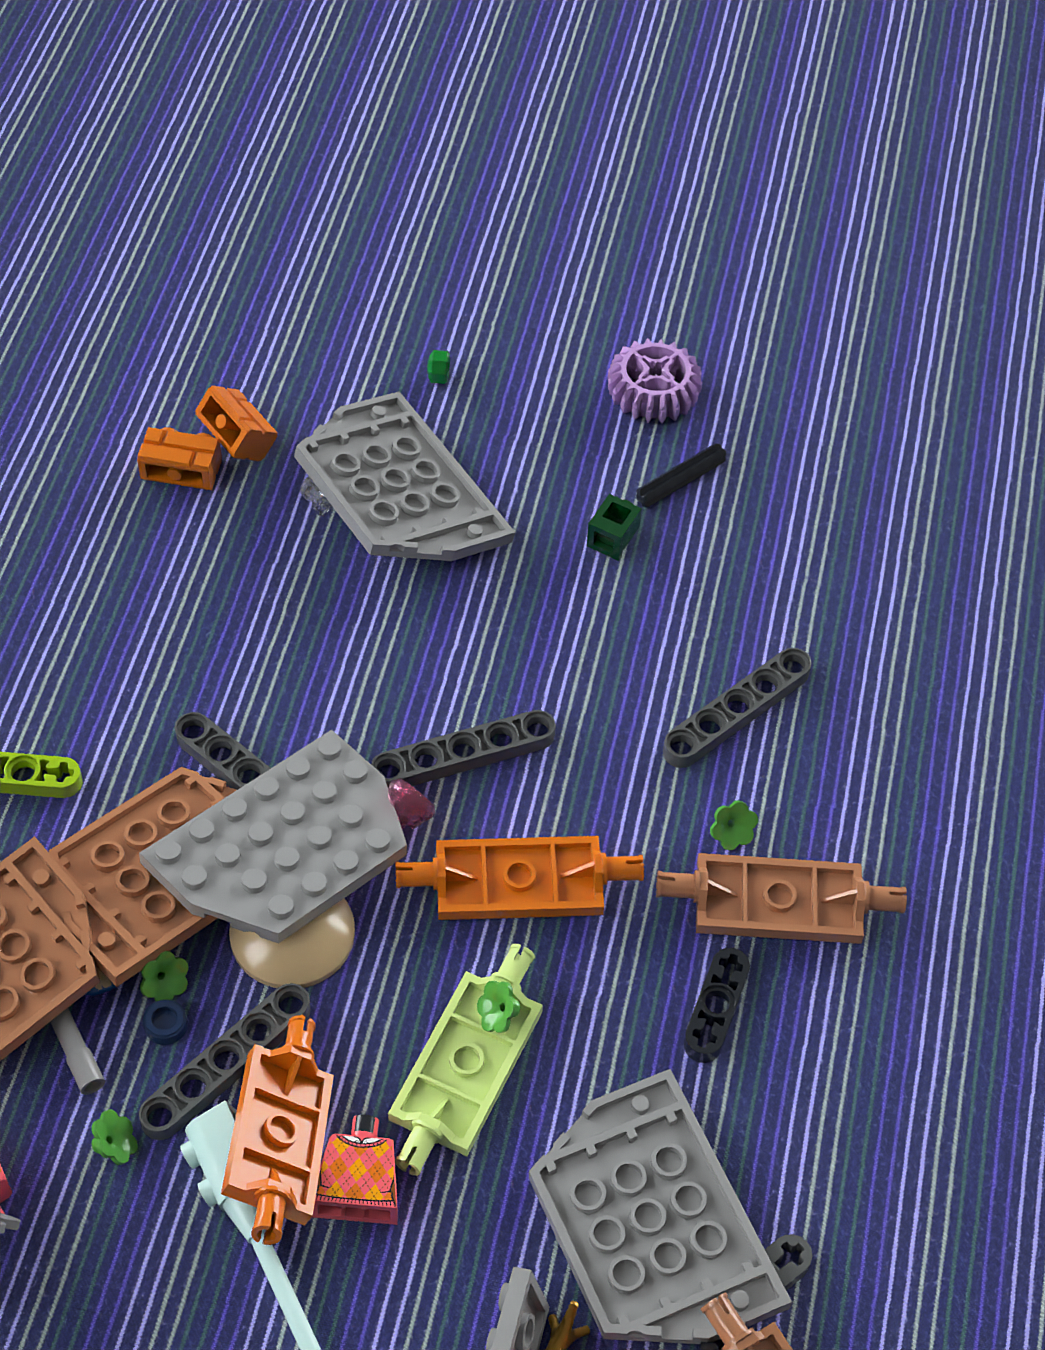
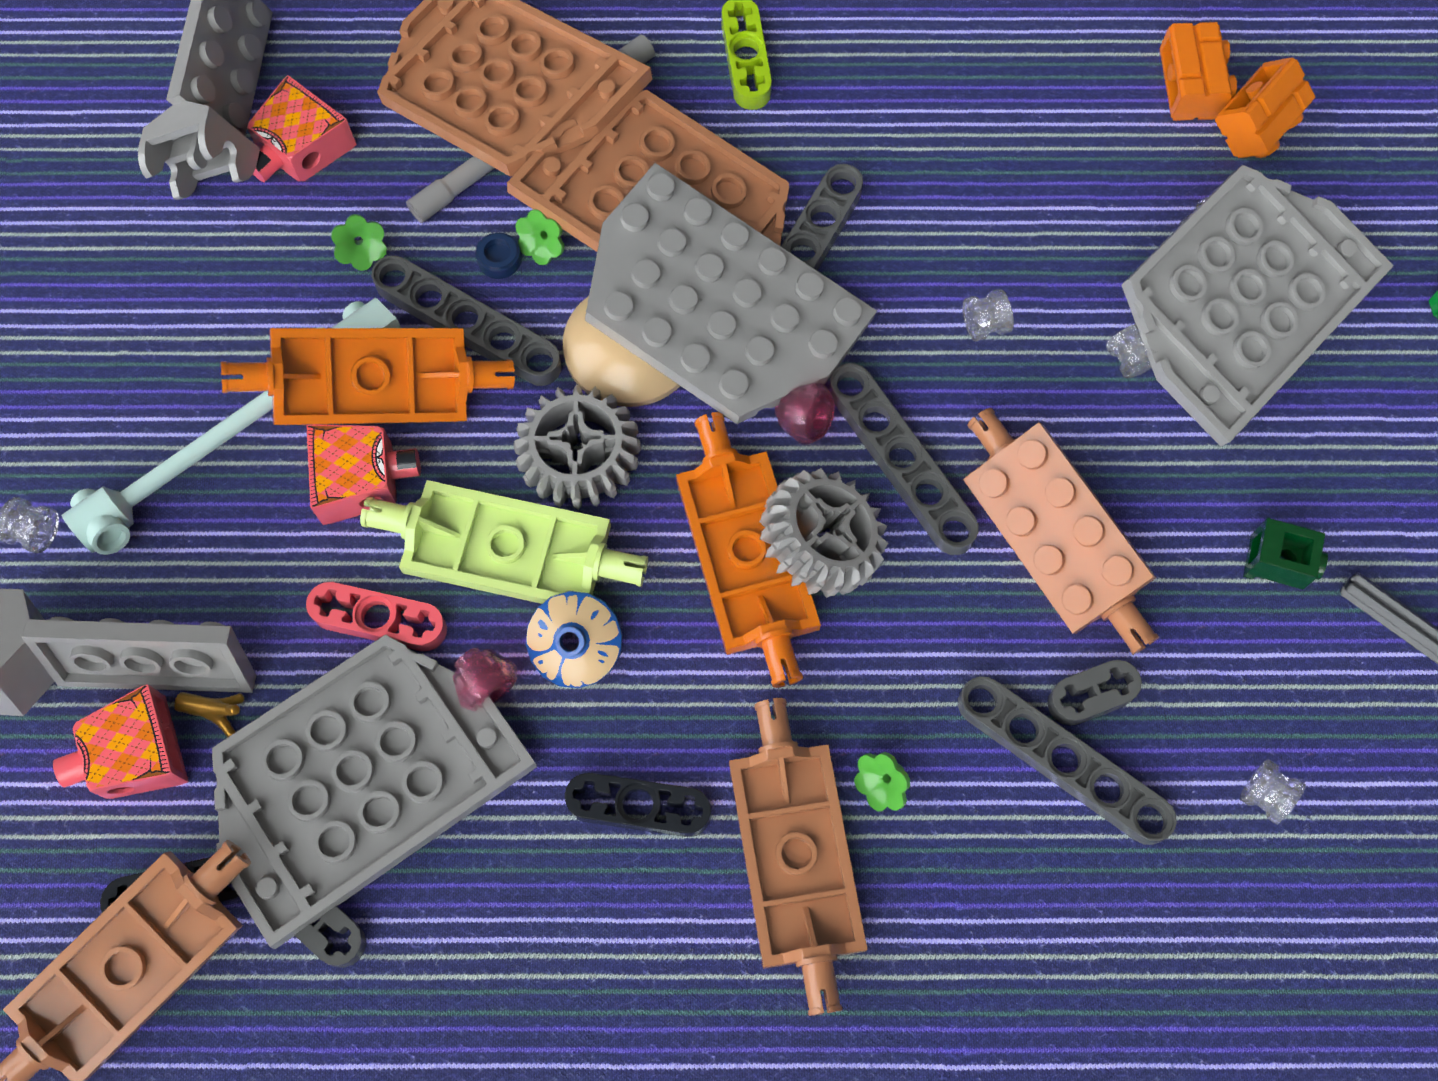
camera: 80 degrees right, 15 degrees up
(357, 656) = (988, 315): none -> clear wheel
(360, 973) = (540, 442): none -> light grey gear
(420, 570) = (1130, 351): none -> clear wheel
(479, 1205) = (347, 595): none -> coral beam
(497, 1006) = (559, 557): bright green plant -> none
(524, 811) = (838, 558): none -> light grey gear
(553, 1032) = (597, 633): none -> tan dish
(555, 657) = (1060, 530): none -> plate
(587, 1097) = (482, 675): none -> clear pink cone
(682, 675) = (1089, 682): none -> dark grey beam
(788, 586) = (1272, 791): none -> clear wheel

